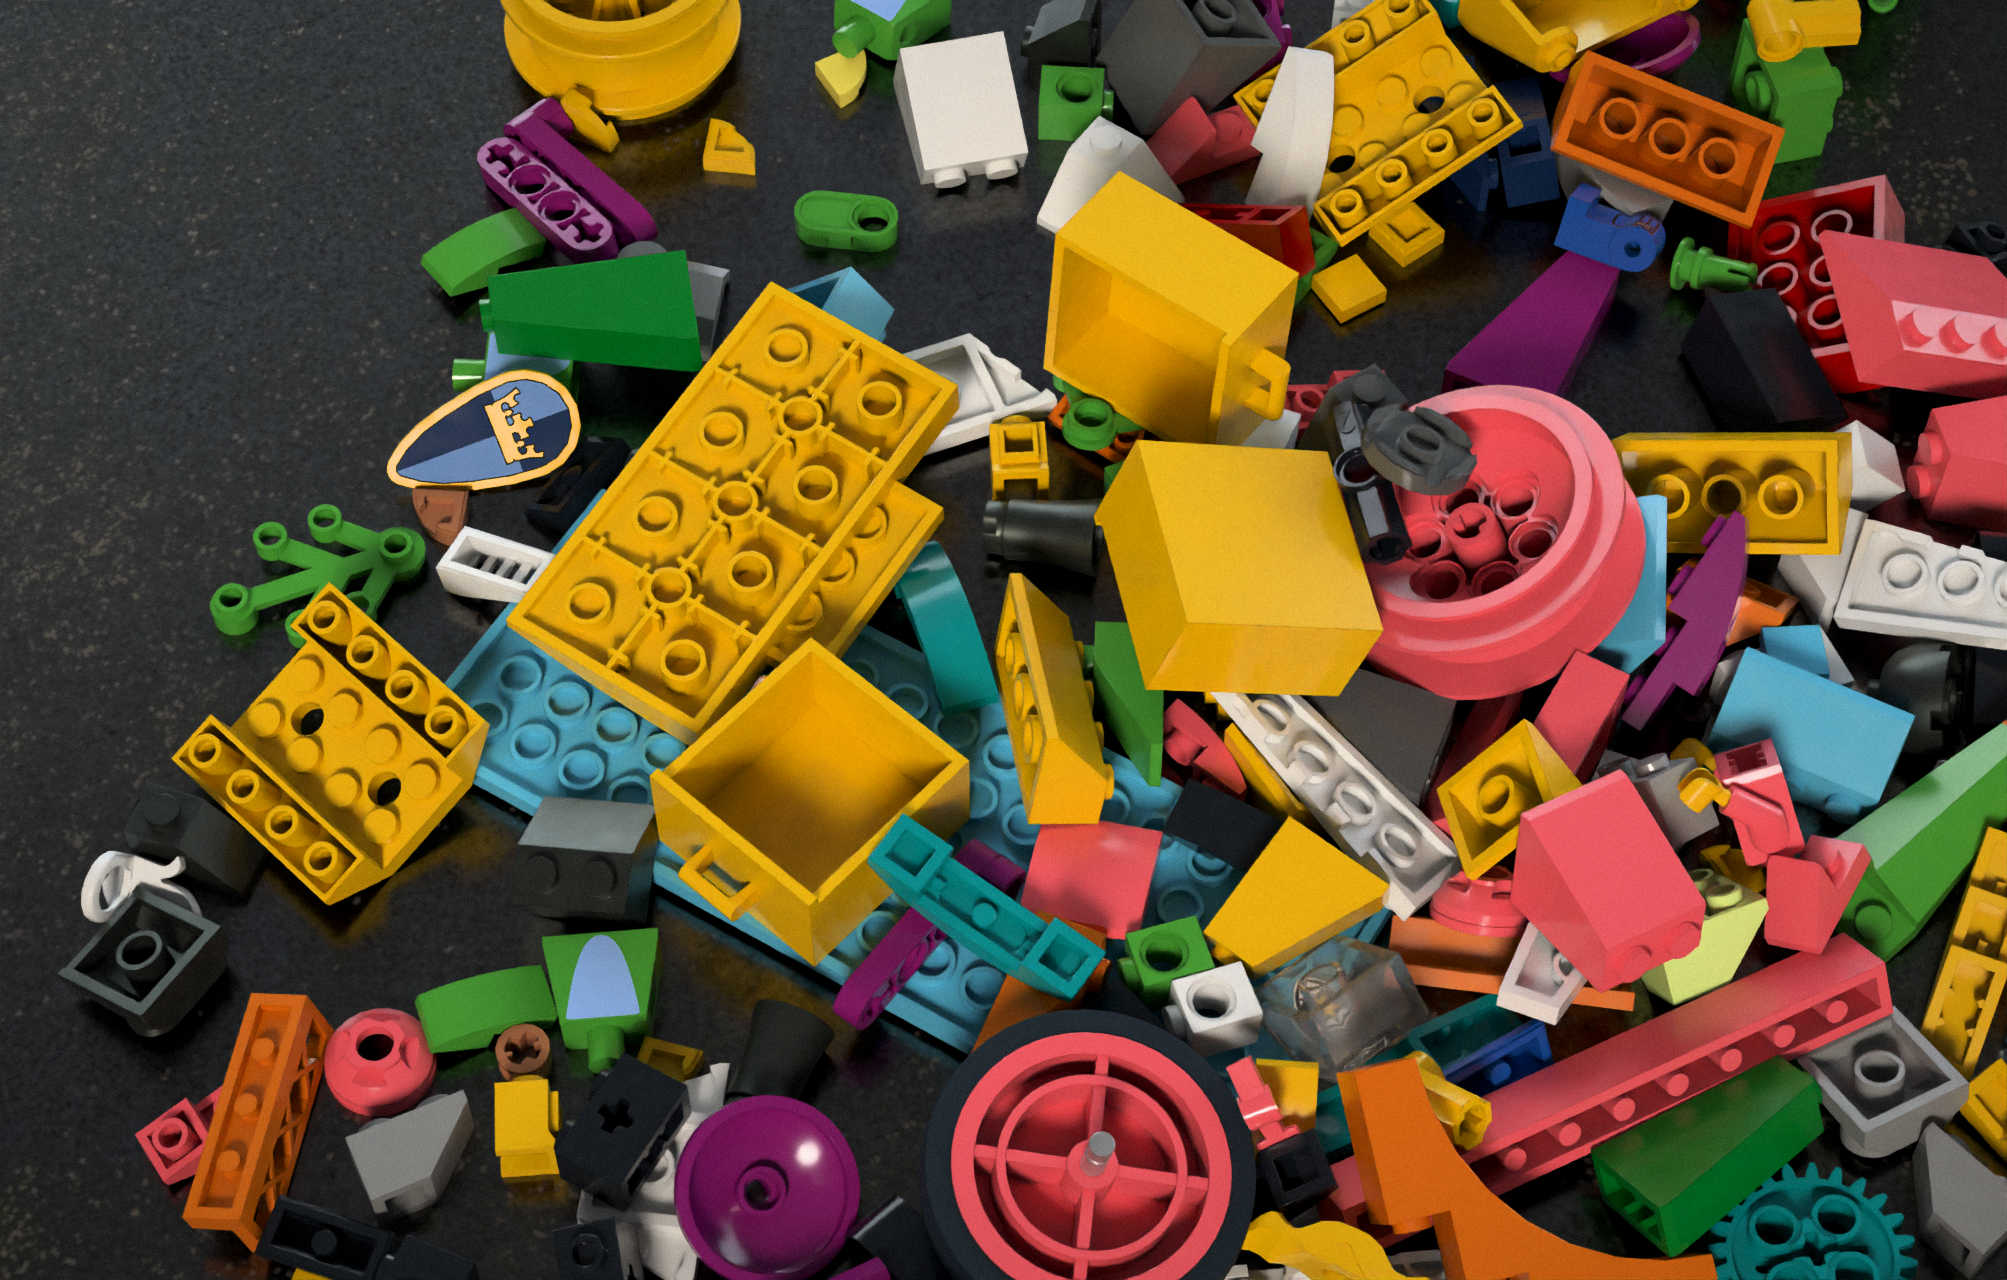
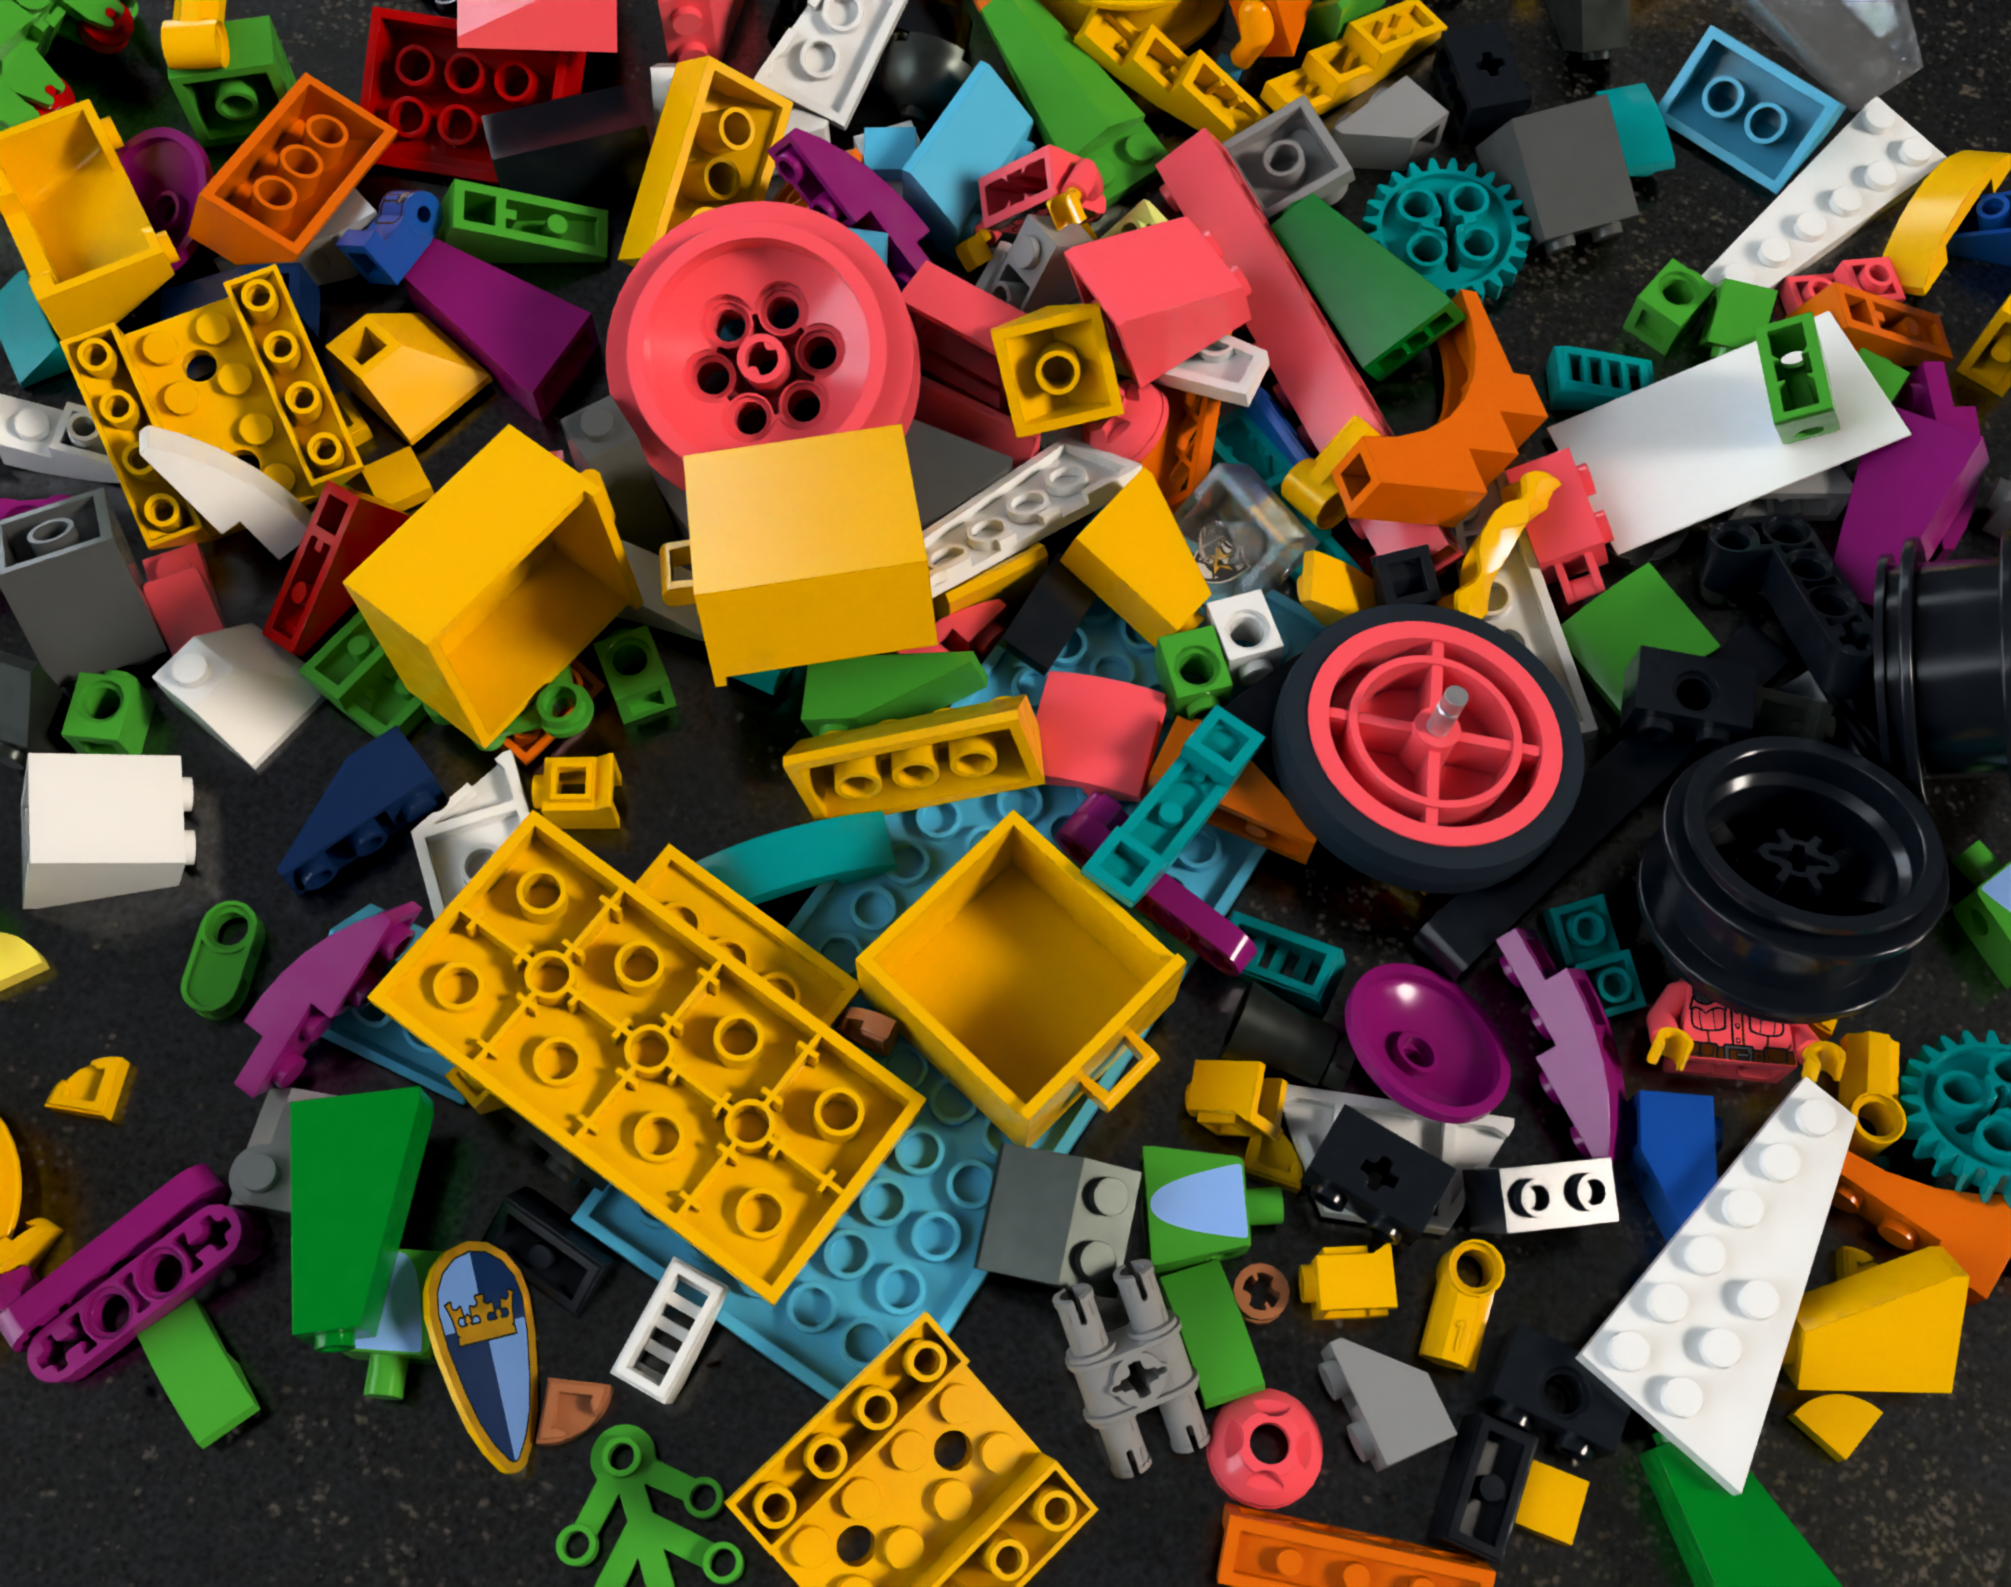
camera: 90 degrees left, 10 degrees up
(445, 920) = (1103, 1373): none -> light grey pin
(500, 1227) = (1461, 1311): none -> yellow piece
(709, 1019) = (1235, 1098): none -> yellow window
(792, 261) = (317, 989): none -> magenta slope
(851, 1110) = (1311, 952): none -> teal slope
(992, 294) = (364, 804): none -> dark blue slope
(1045, 532) = (676, 765): pearl dark grey plant -> none
(1258, 1104) = (1363, 590): coral piece -> none
(1367, 494) = (683, 431): black piece -> none
(1418, 450) = (706, 367): dark grey tile -> none
(1466, 269) = (406, 371): none -> yellow slope
(1658, 349) = (520, 226): none -> bright green slope
(1709, 270) = (439, 167): bright green pin -> none
(1811, 892) = (1128, 171): coral slope -> none

